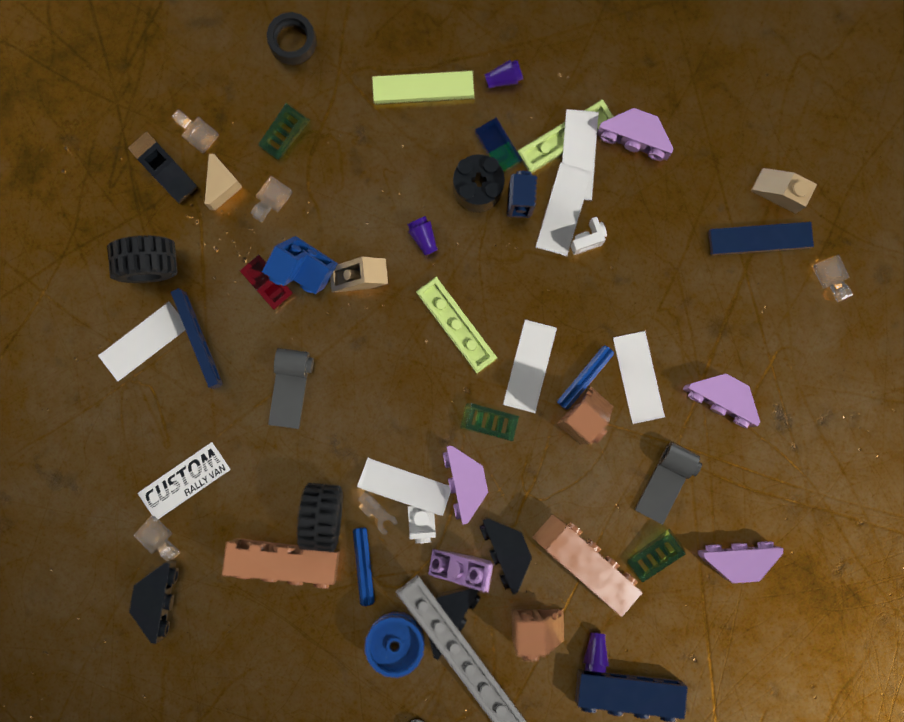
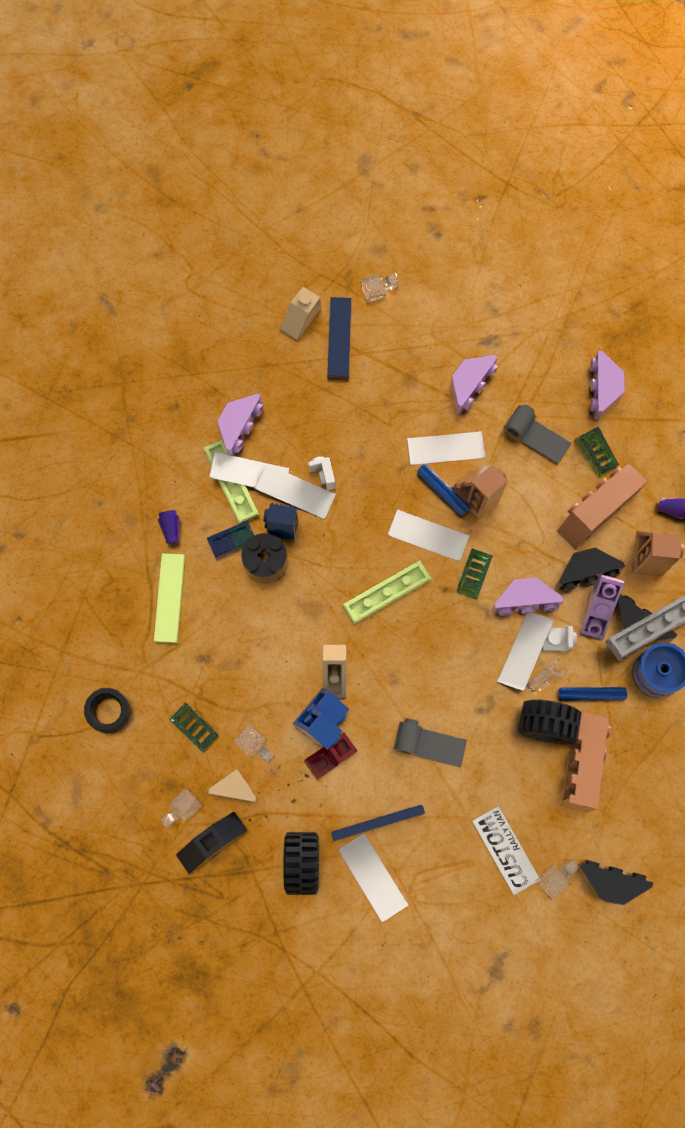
camera: 80 degrees left, 10 degrees down
(423, 235) = (304, 611): dark purple cone -> none

